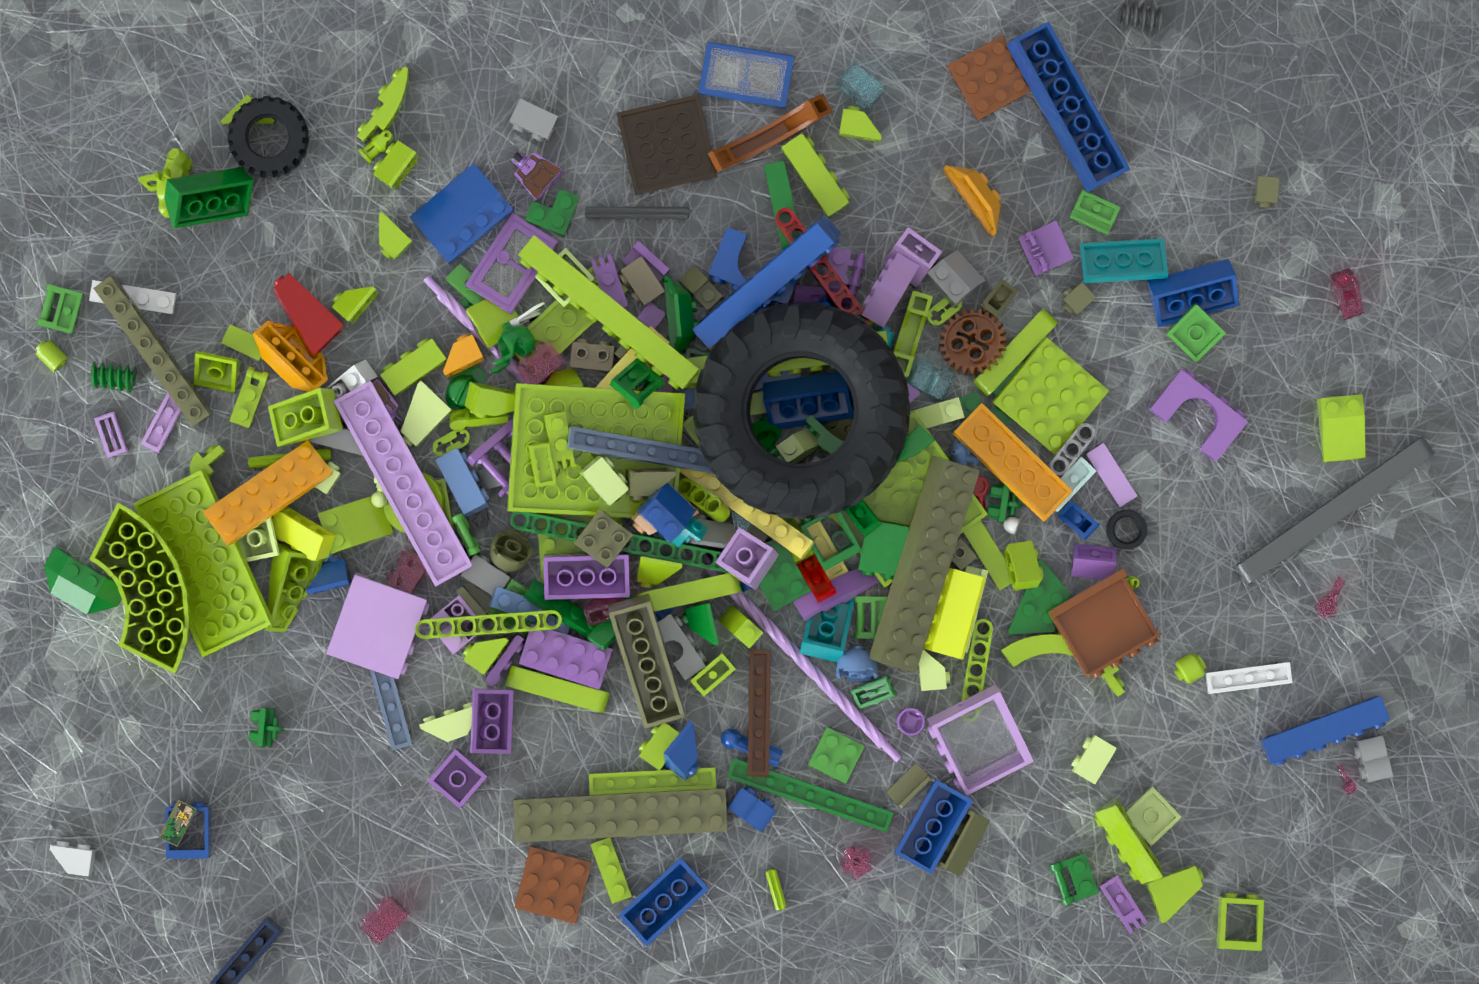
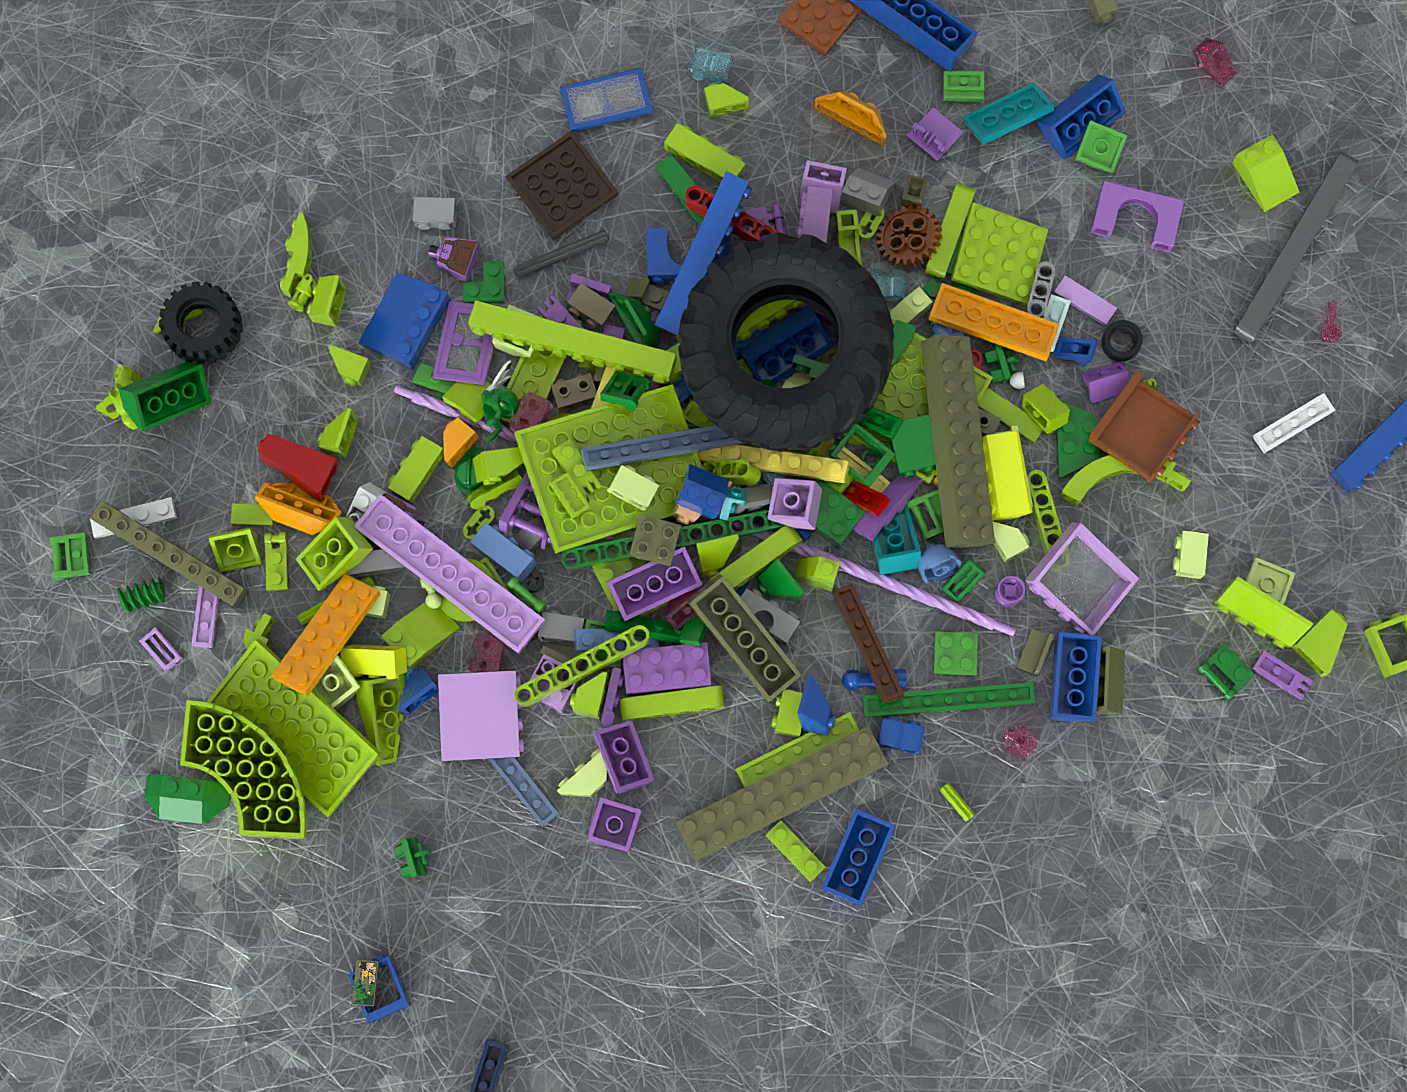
camera: 20 degrees left, 10 degrees down
(51, 355) = (77, 600): lime brick -> none
(73, 859) = (280, 1064): white slope -> none
(384, 920) = (601, 991): clear pink brick -> none
(424, 415) = (443, 508): yellowish green slope -> none
(510, 550) = (574, 594): olive cylinder -> none
(553, 884) = (747, 889): dark orange plate -> none
(647, 481) = (671, 472): olive slope -> none
(713, 674) = (809, 626): lime brick -> none
(771, 134) = (654, 134): dark orange arch -> none
(1077, 299) = (983, 163): olive brick -> none
(1190, 668) = (1238, 436): lime head -> none

